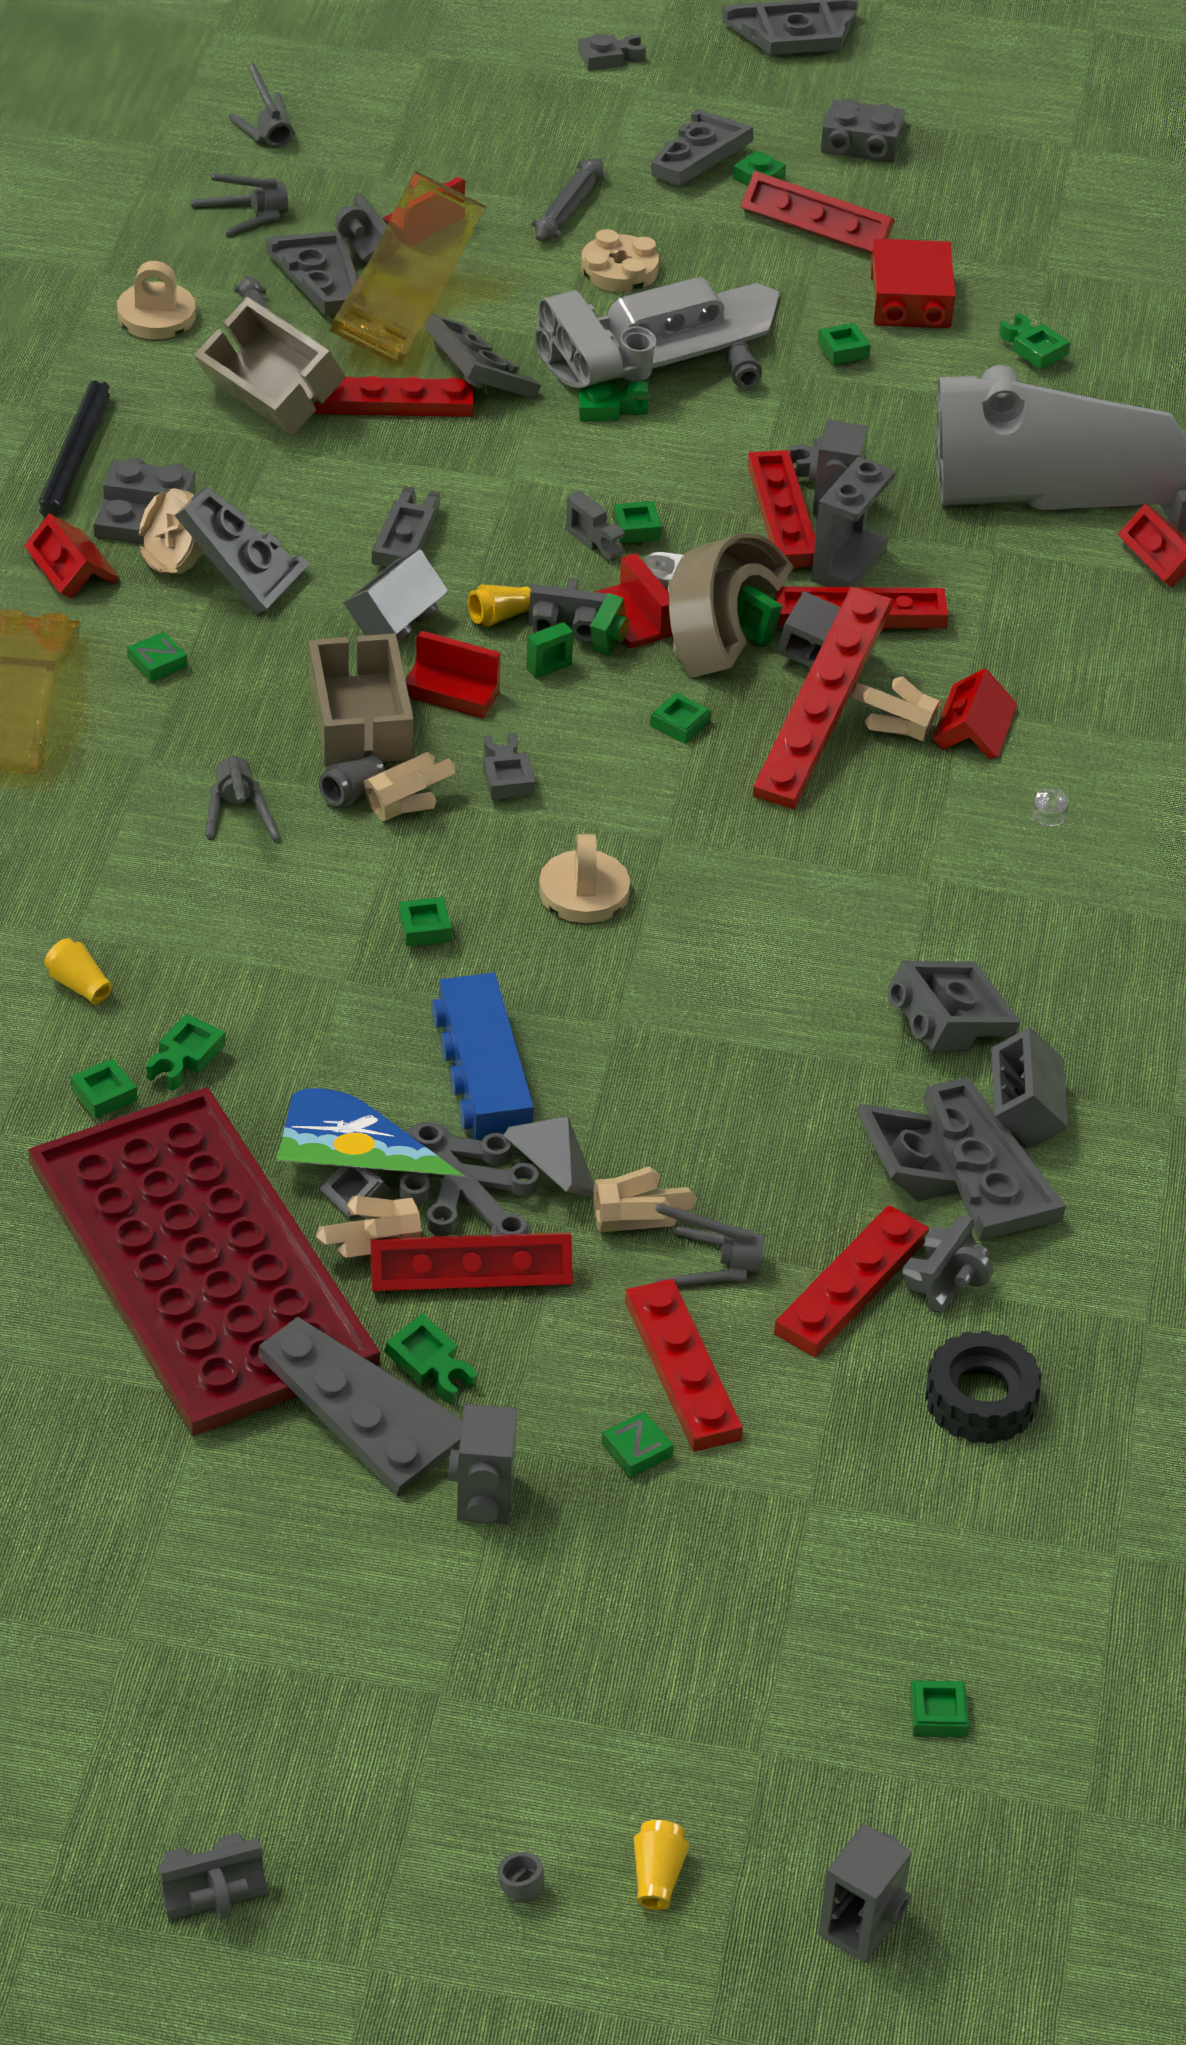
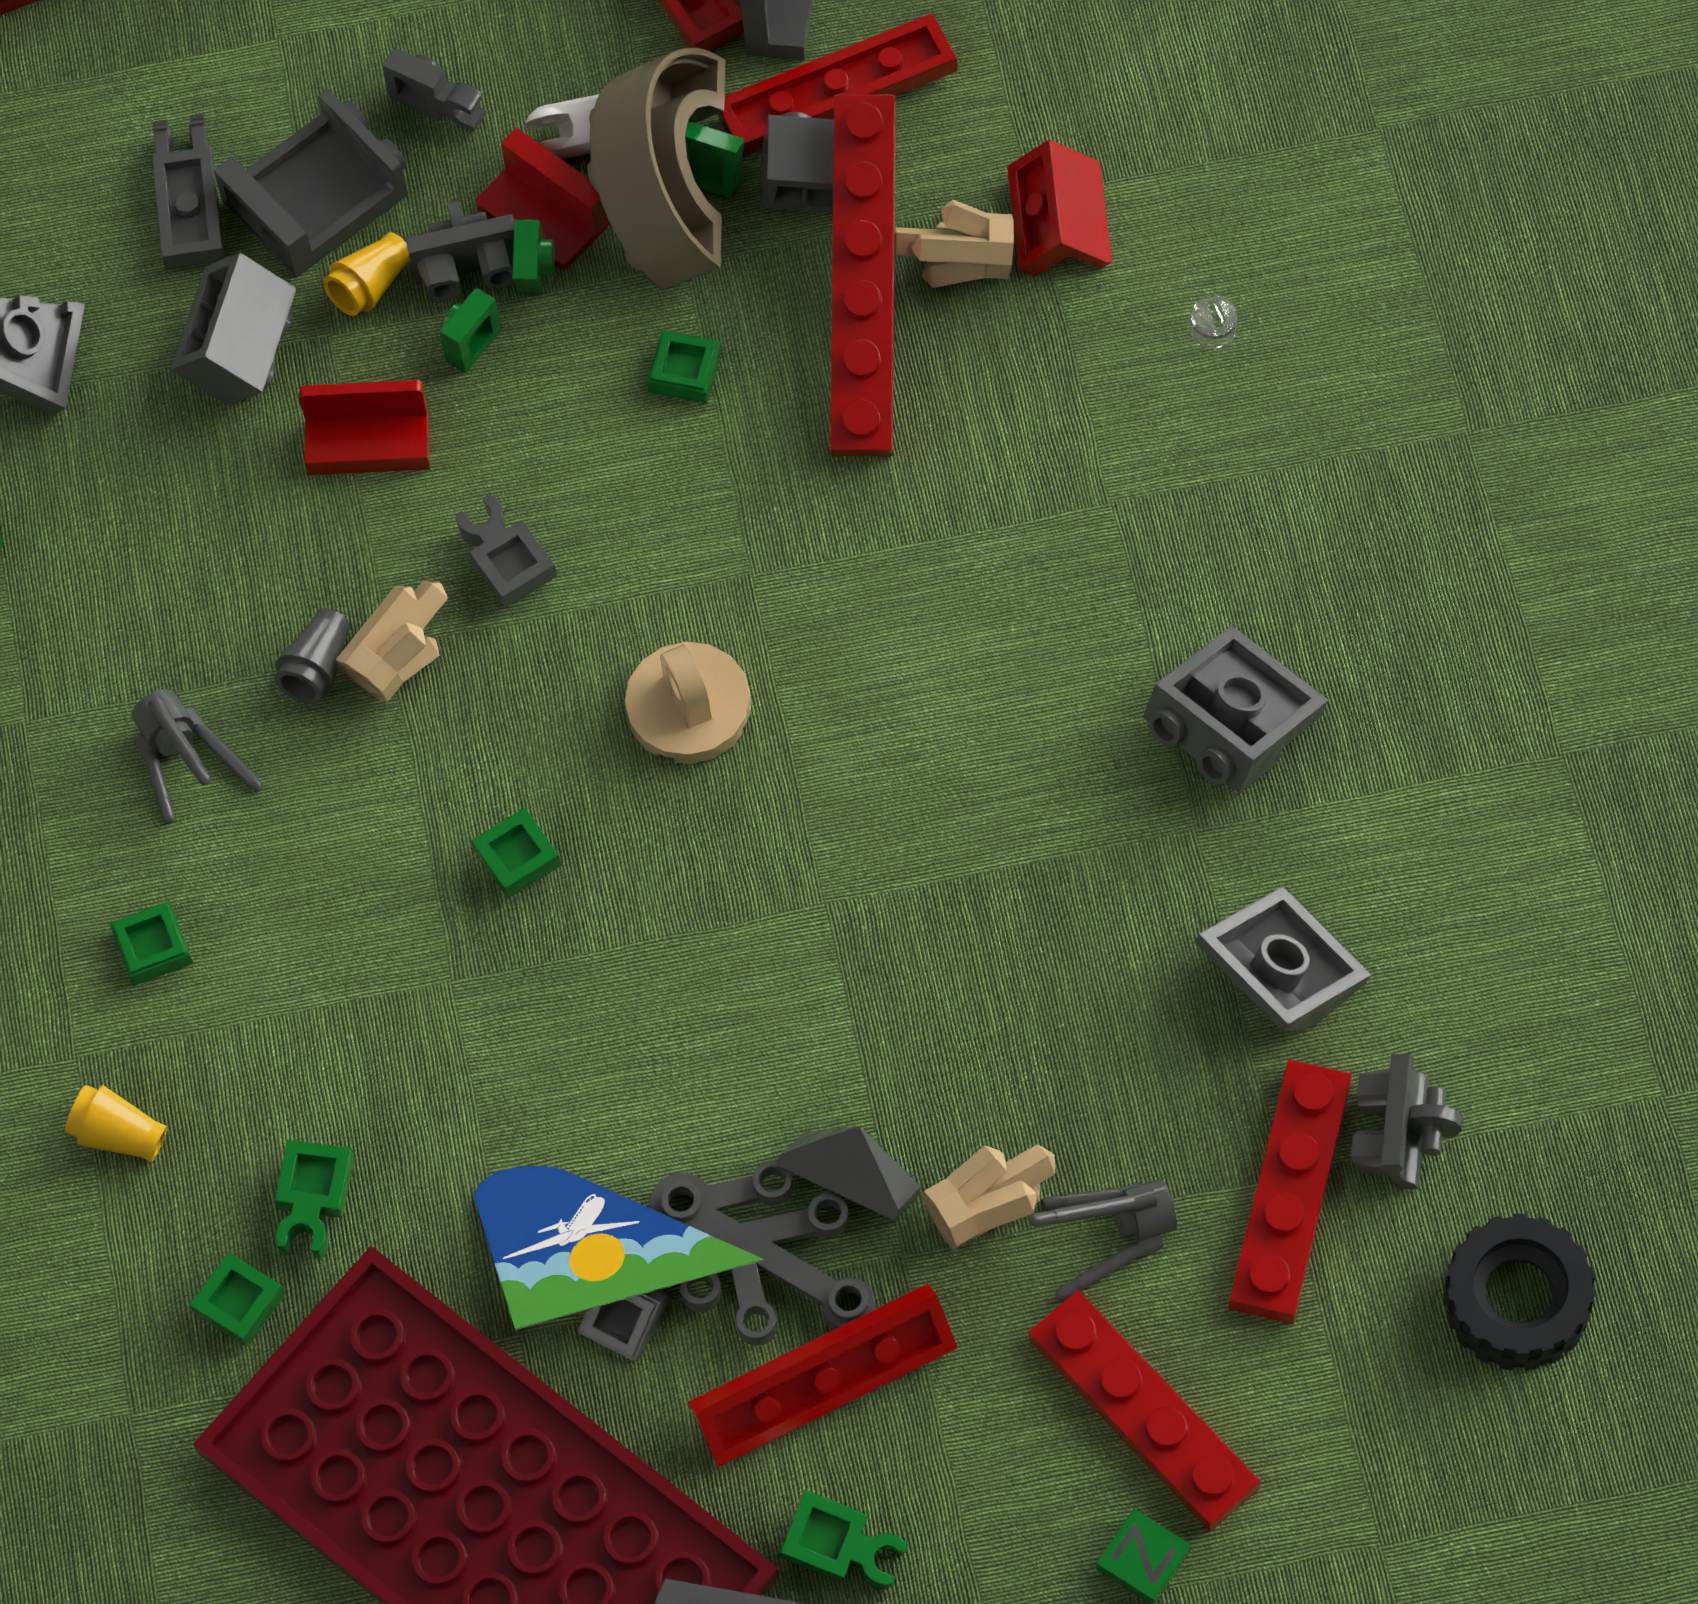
camera: 15 degrees left, 20 degrees up
(159, 892) = (151, 943): none -> green tile
(363, 711) = (270, 528): dark tan piece -> none
(389, 1220) = (679, 1375): tan rock -> none
(482, 1055) = (694, 1048): blue brick -> none
(491, 553) = (316, 185): none -> dark grey panel
(638, 521) = (483, 55): green plate -> none
(988, 1164) = (1388, 948): dark grey wing -> none
(1029, 1087) = (1387, 810): dark grey brick -> none

